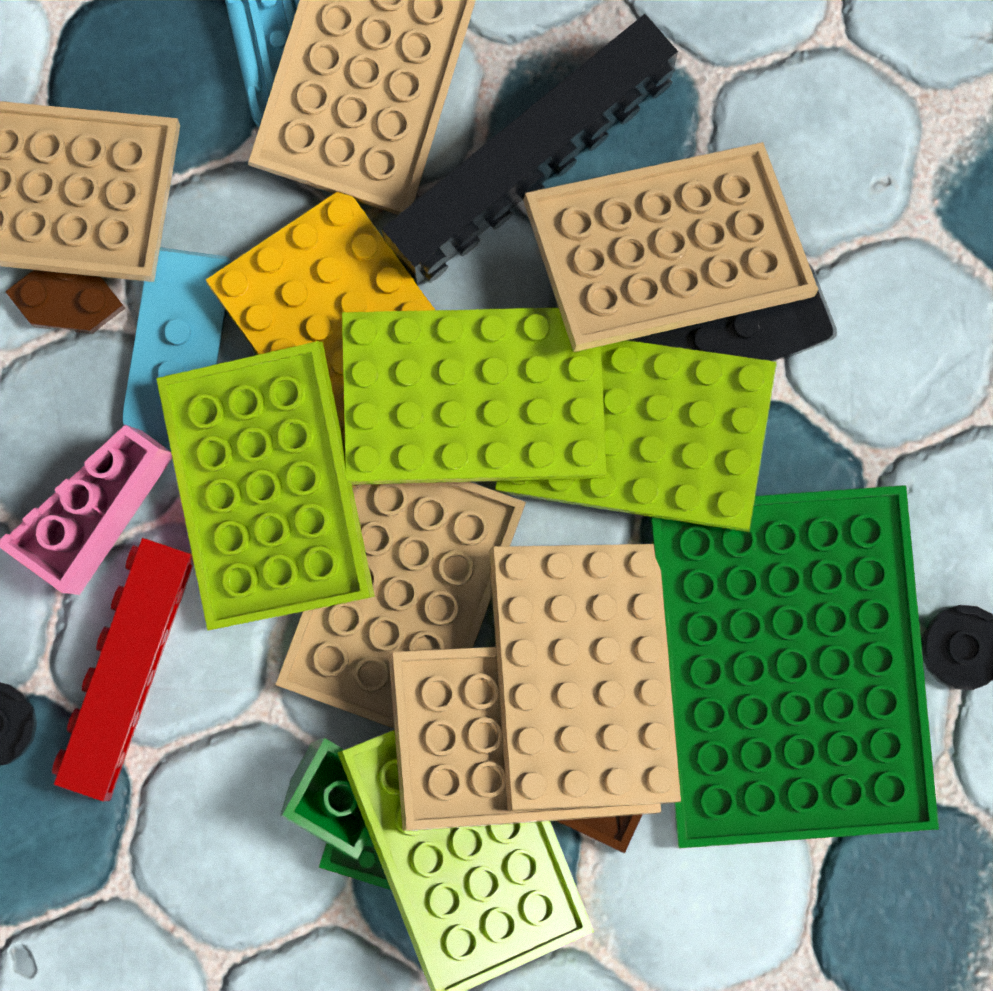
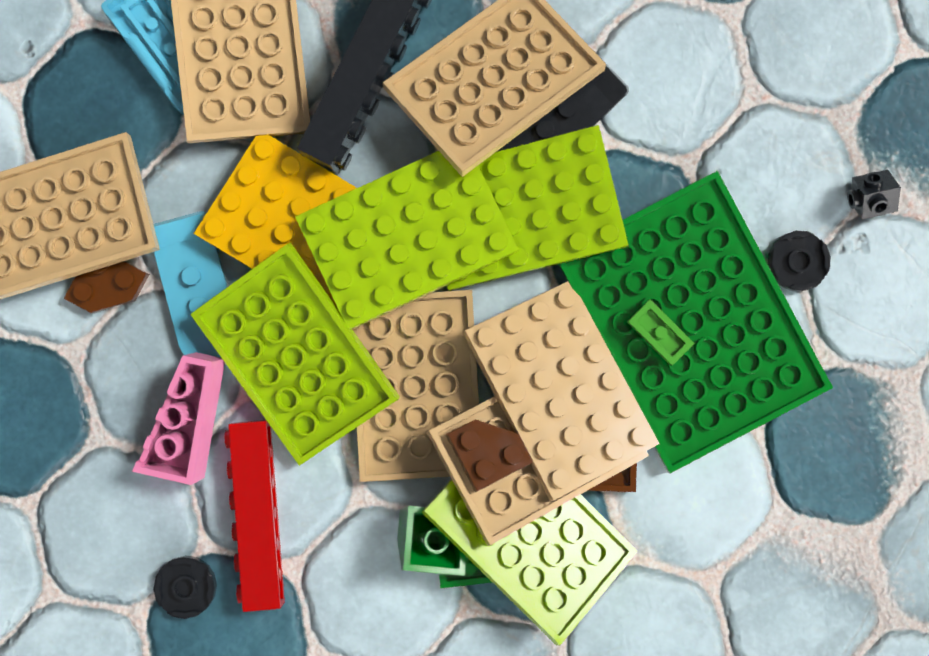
camera: 25 degrees left, 5 degrees up
(455, 712) = (487, 452): none -> reddish brown plate
(743, 659) = (660, 332): none -> bright green plate

